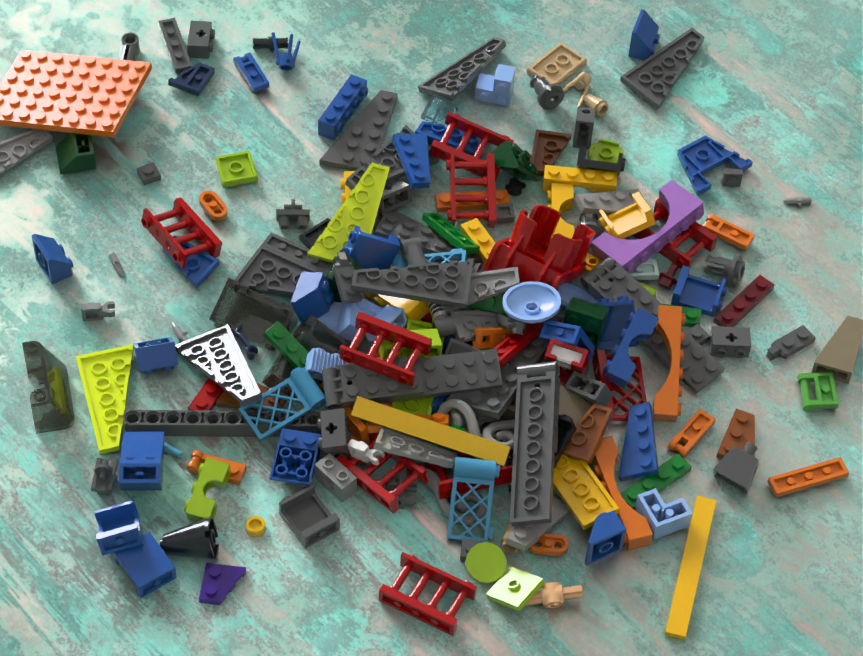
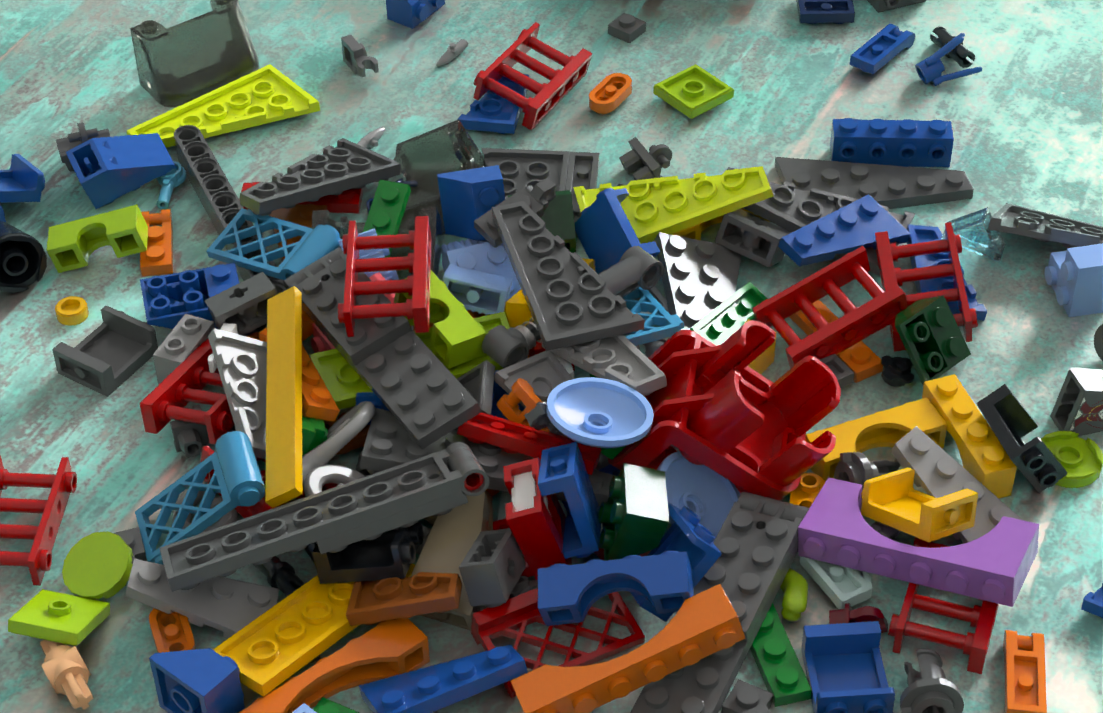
camera: 70 degrees right, 10 degrees down
(155, 354) = (312, 124): blue slope -> none
(548, 148) = (1022, 374): reddish brown wing -> none

